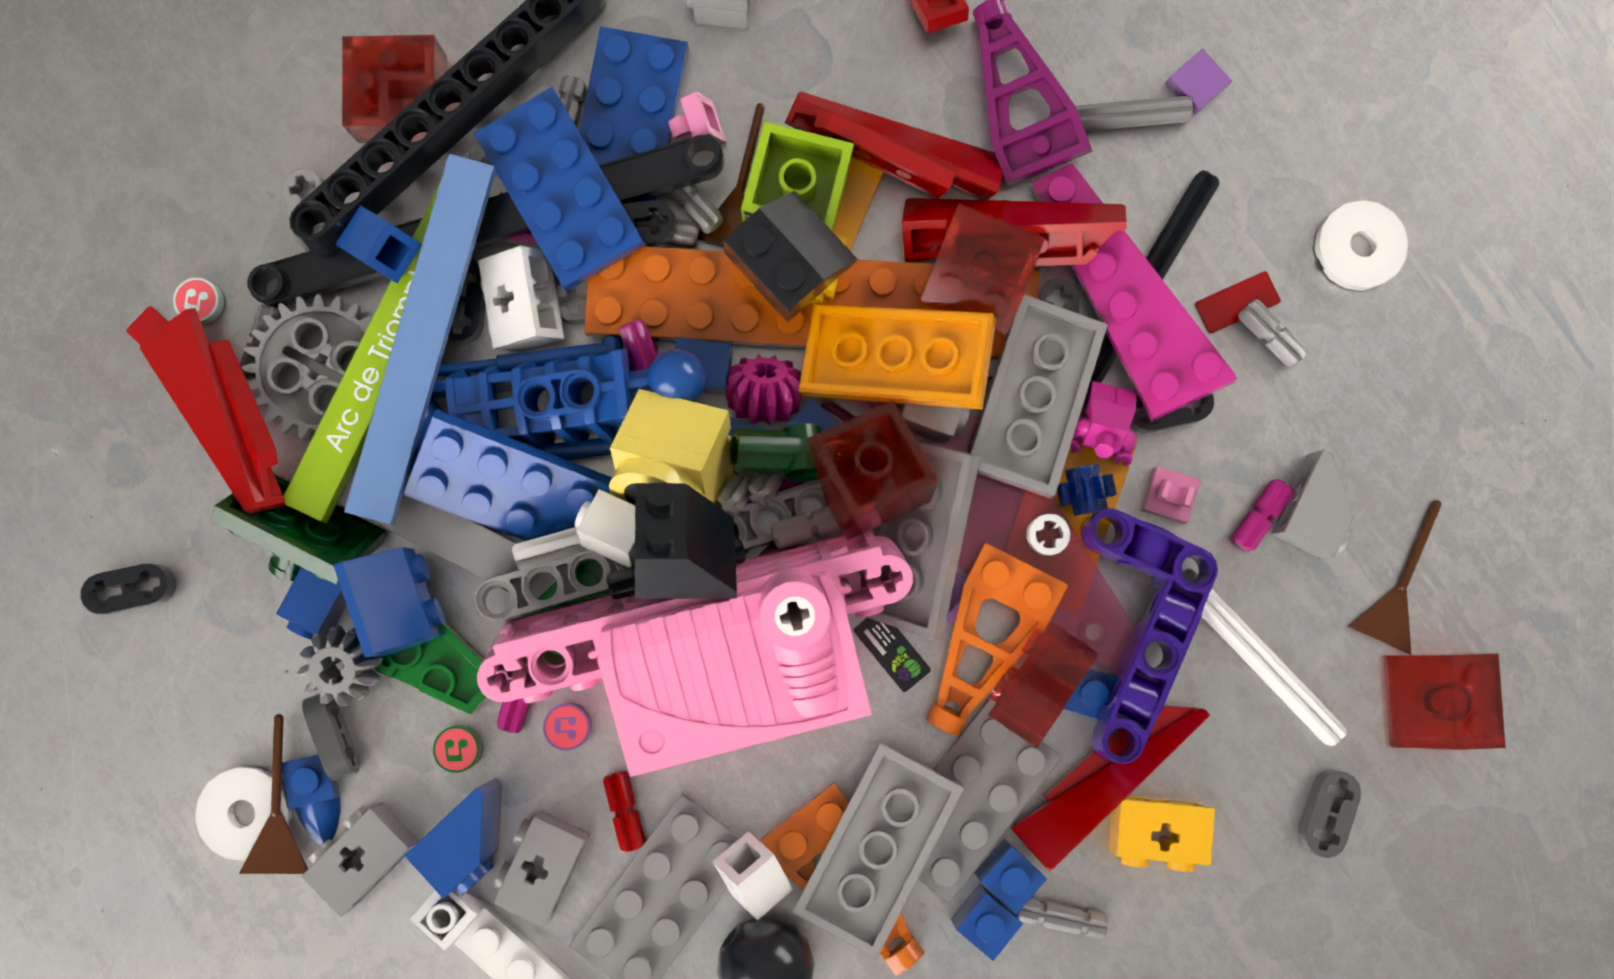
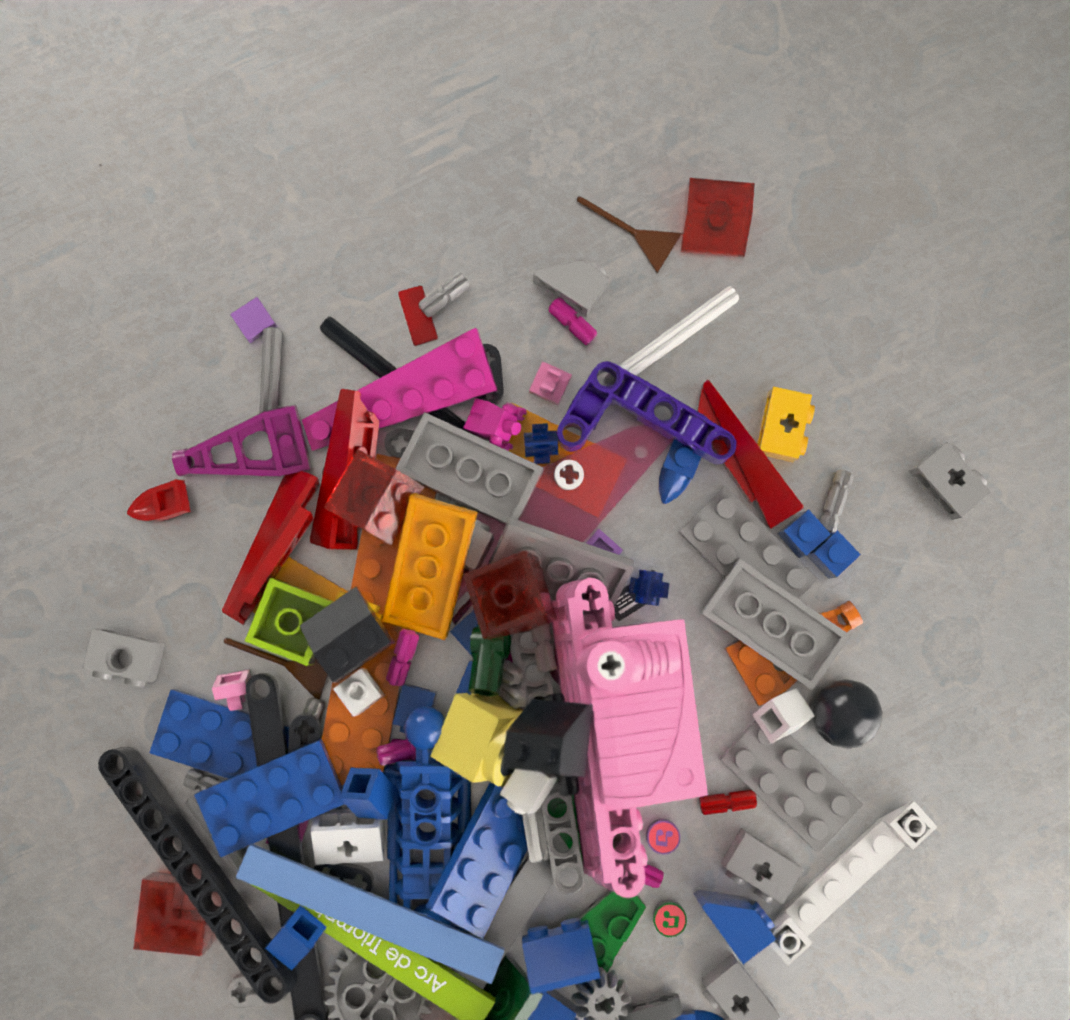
camera: 80 degrees left, 0 degrees up
(579, 315) = (368, 793): none -> blue brick
(698, 208) = (297, 695): light grey piece -> none
(714, 284) = (359, 692): none -> white brick
(763, 389) = (438, 665): dark pink gear -> none
(776, 340) = (400, 663): none -> dark pink piece
(906, 665) = (649, 587): none -> clear blue gear
(1015, 584) = (601, 503): orange plate -> none
(1037, 693) = (680, 500): clear red brick -> none
(1340, 817) = (788, 299): dark grey beam -> none
(1379, 227) = (384, 205): white tile -> none

